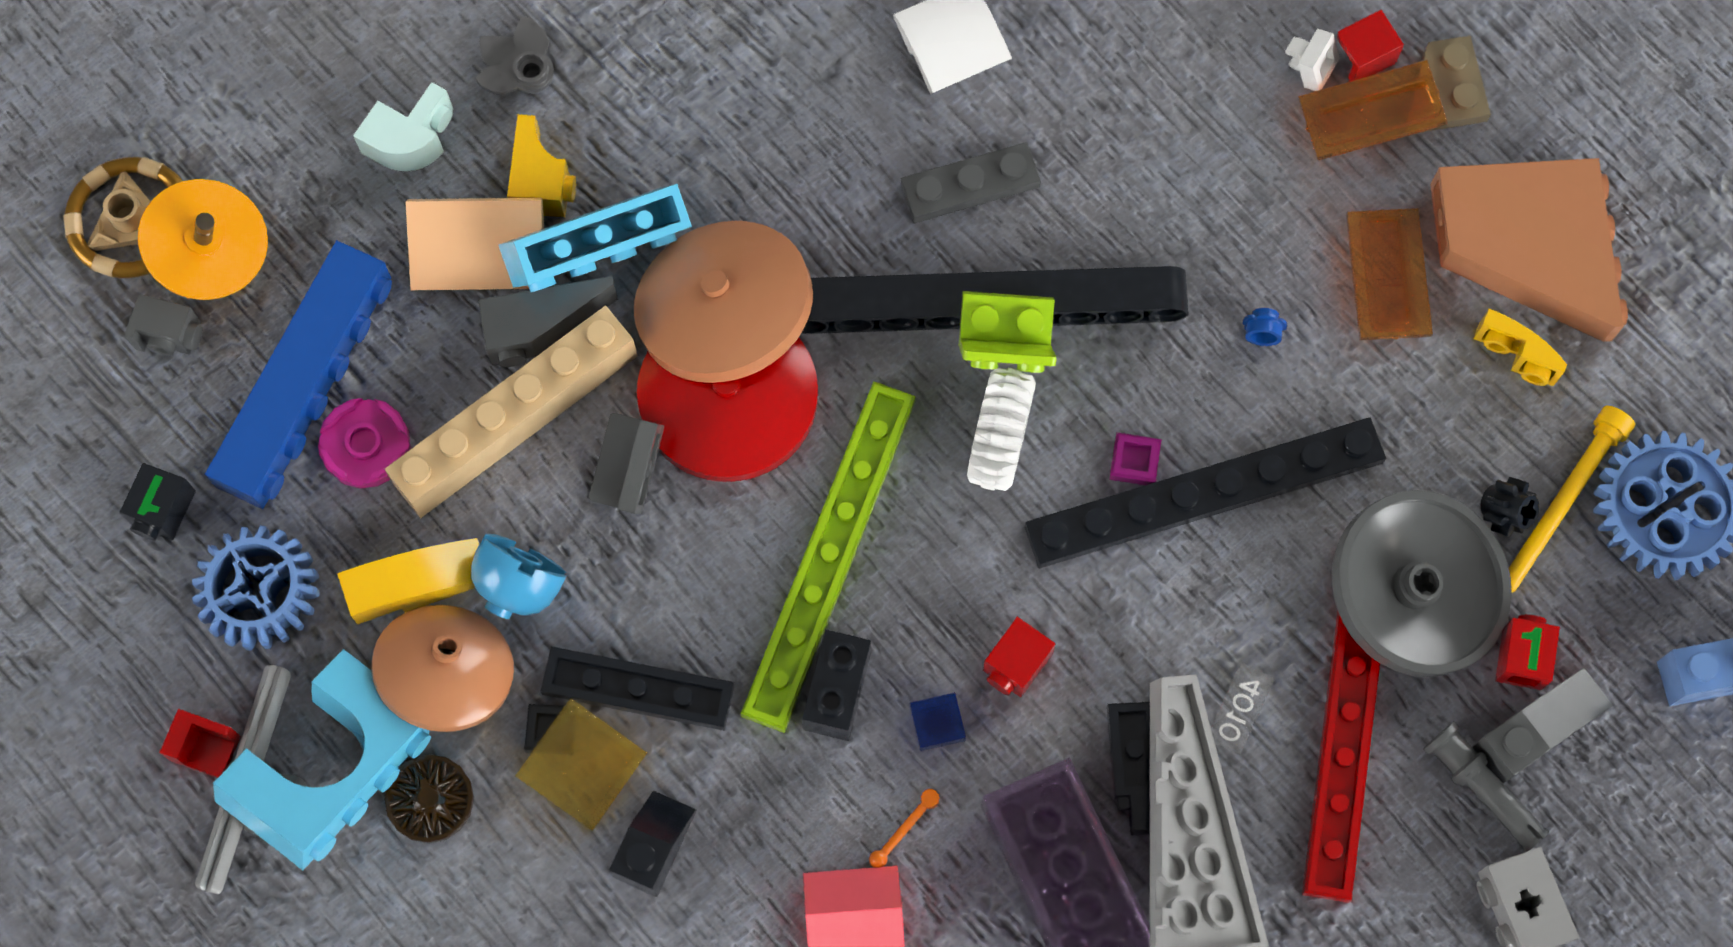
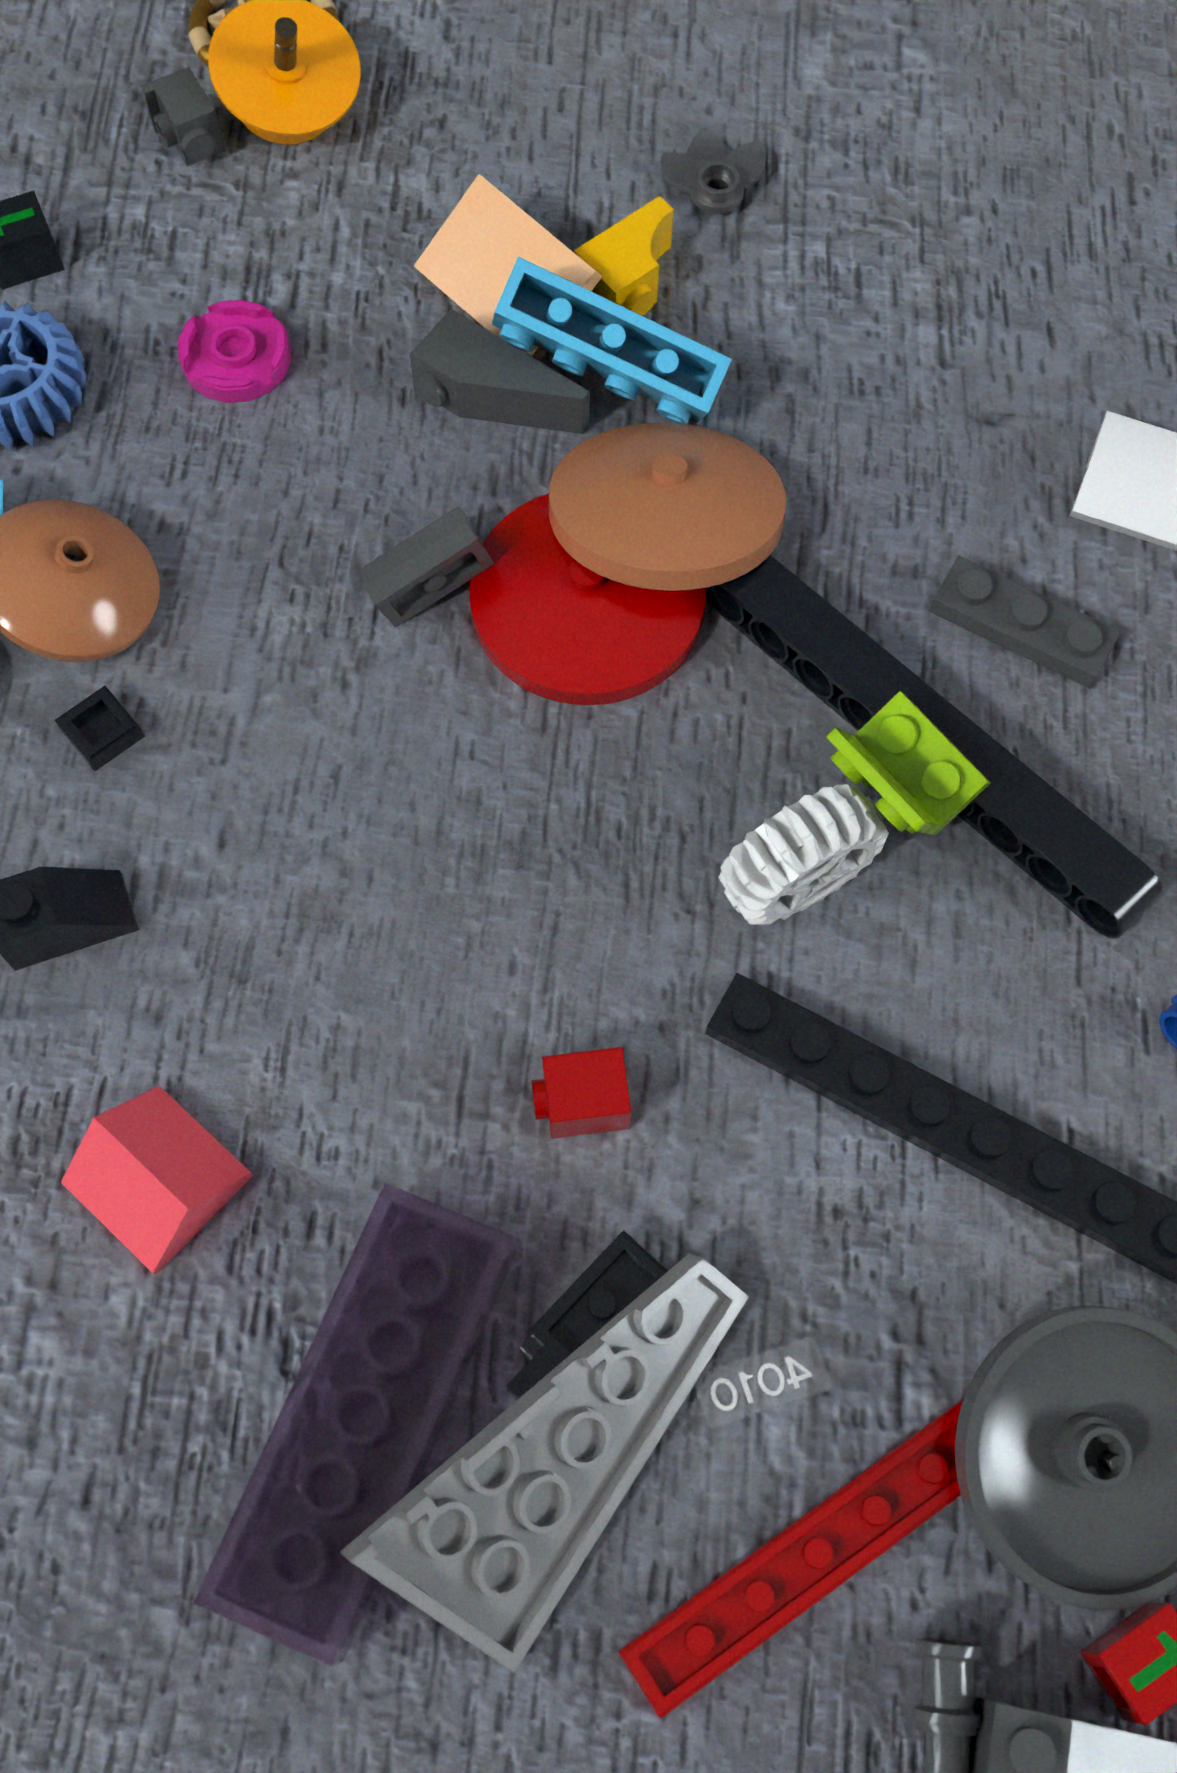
camera: 45 degrees right, 5 degrees down
(299, 375) = (242, 246): blue brick -> none
(405, 141) = (552, 150): light aqua brick -> none
(408, 579) = (133, 486): yellow slope -> none
(512, 411) = (377, 430): tan brick -> none
(514, 578) = (212, 561): dark azure cylinder -> none
(580, 764) = (82, 779): clear yellow tile -> none
(637, 688) = (210, 767): black plate -> none
(828, 558) = (513, 823): lime tile -> none
(836, 685) = (382, 940): black brick -> none
(928, 800) = (353, 1142): orange hinge -> none
(937, 722) = (439, 1074): clear blue plate -> none
(1135, 459) = (916, 1023): magenta tile -> none

